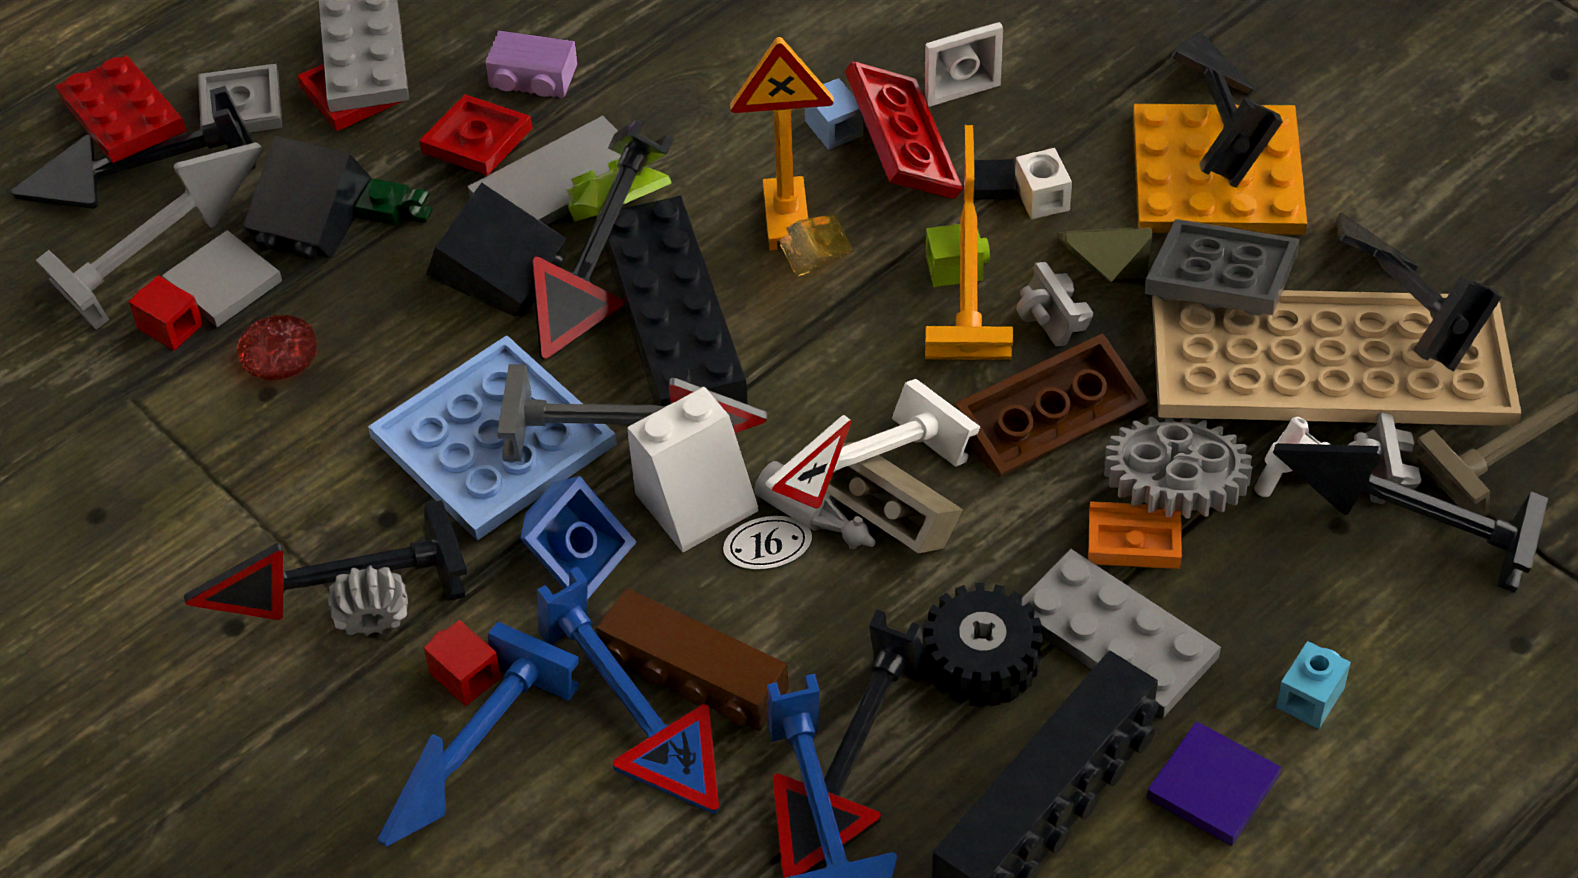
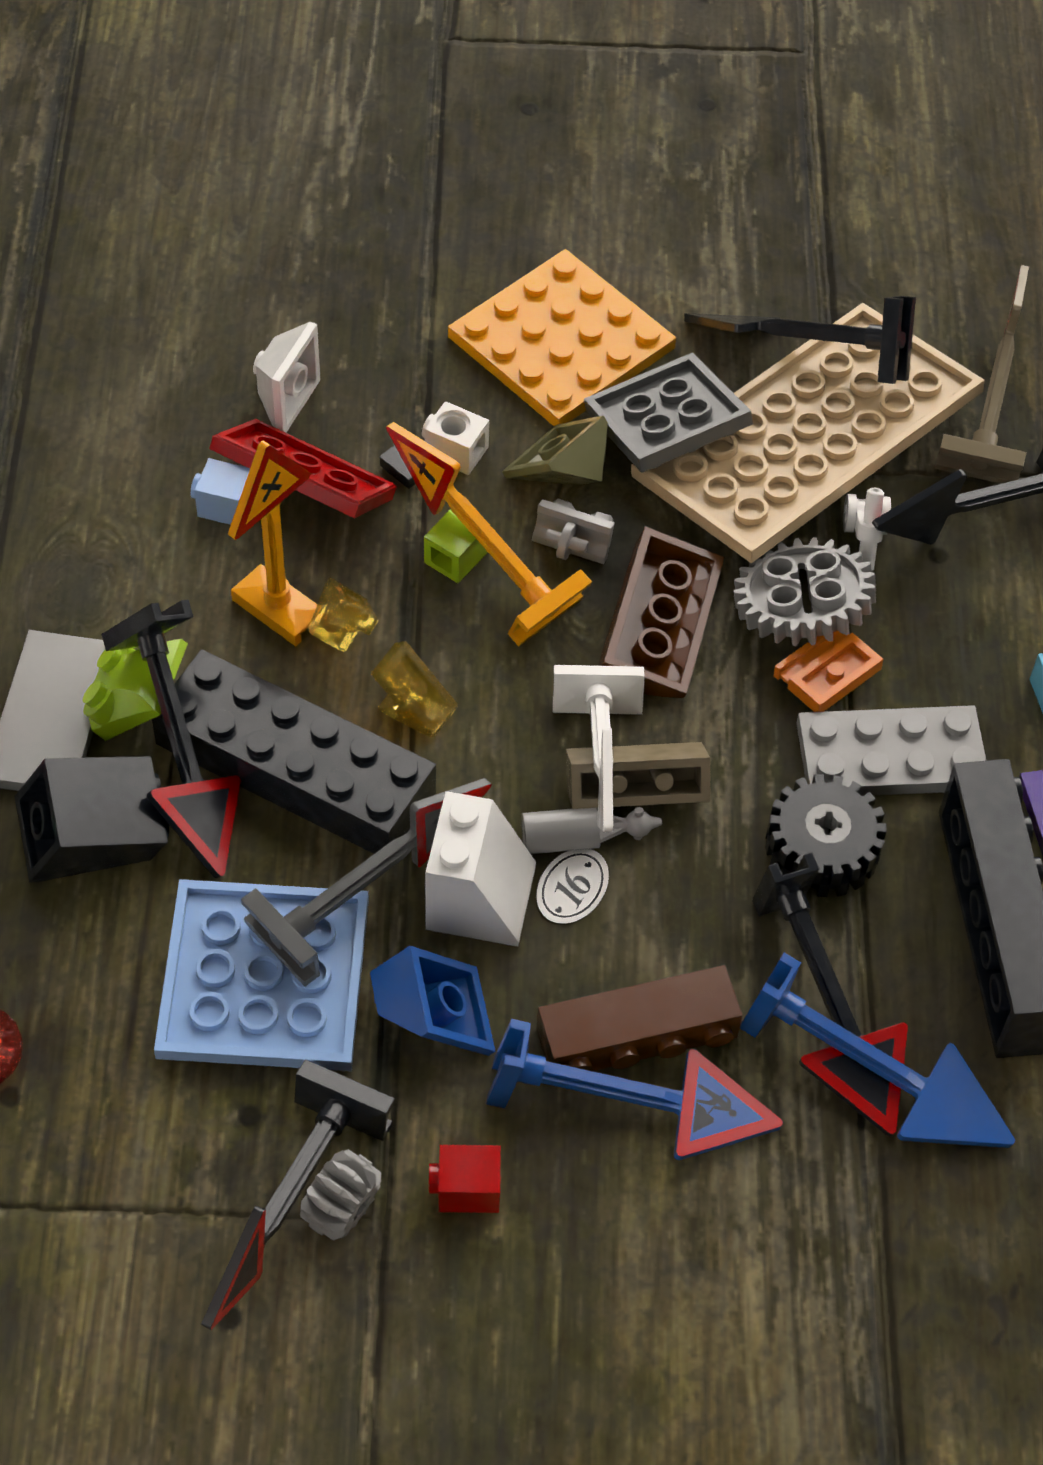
camera: 50 degrees left, 5 degrees up
(525, 663) = (526, 1133): blue piece -> none
(801, 327) = (412, 691): none -> clear yellow slope
(1245, 128) = (589, 297): black piece -> none
(1396, 447) = (913, 472): light grey hips -> none

